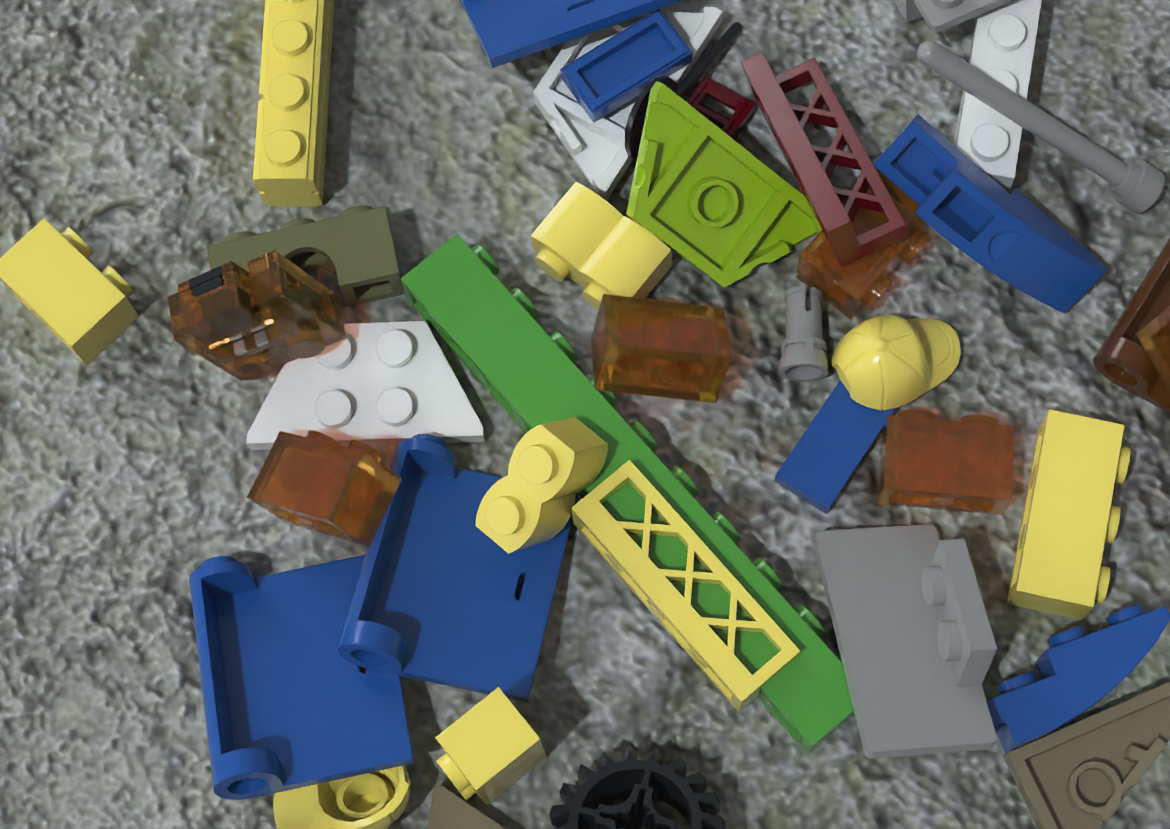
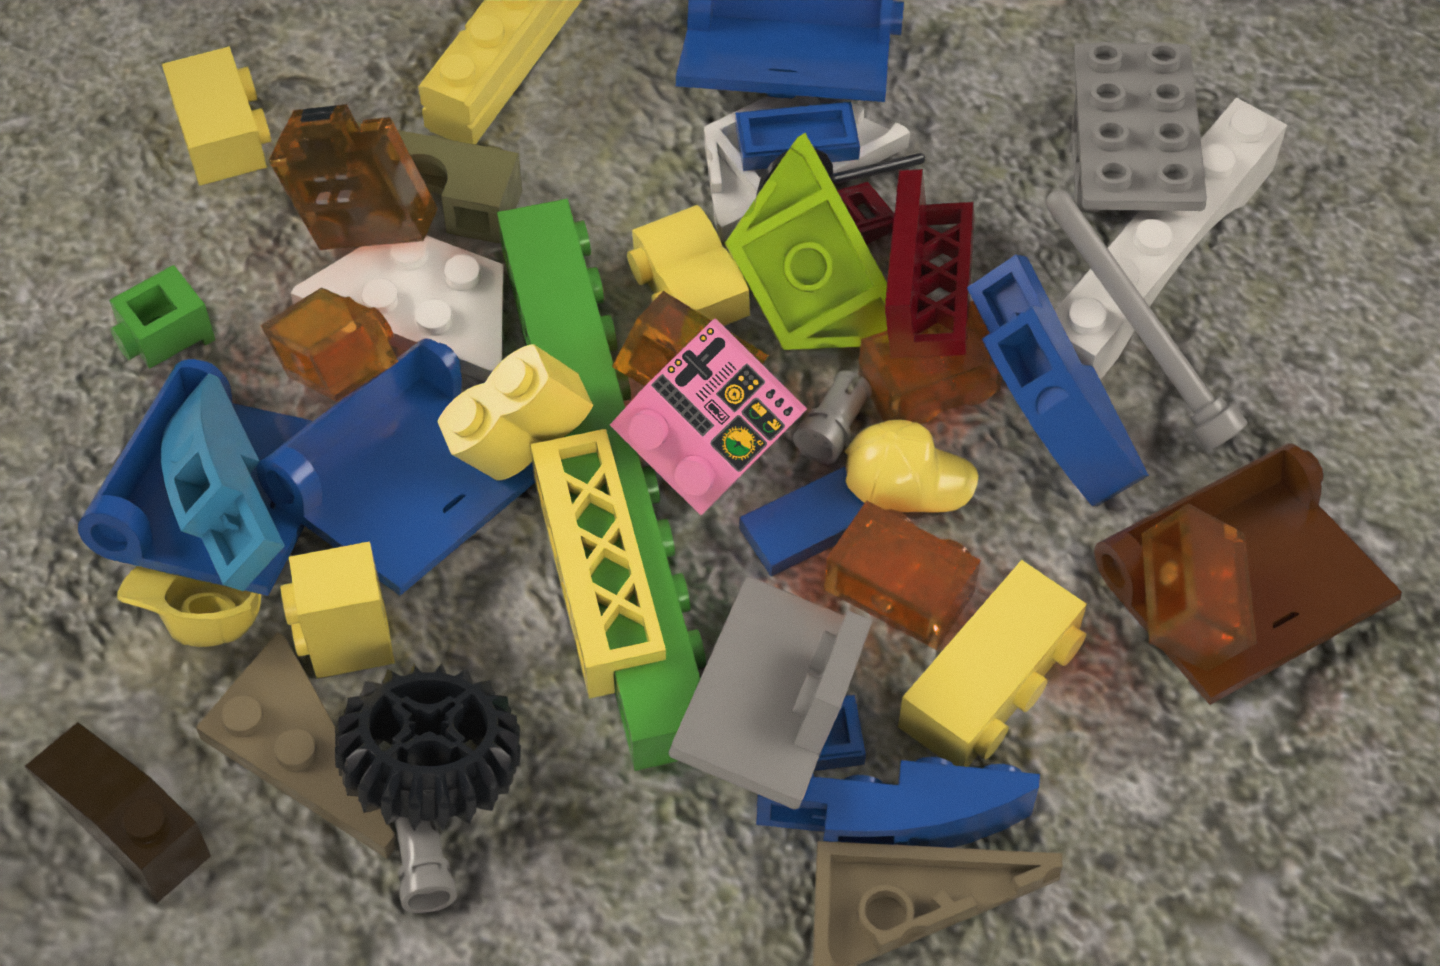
camera: 20 degrees right, 15 degrees down
(135, 512) = (160, 318): none -> bright green brick
(308, 691) = (211, 487): none -> dark azure slope
(714, 405) = (707, 416): none -> bright pink slope

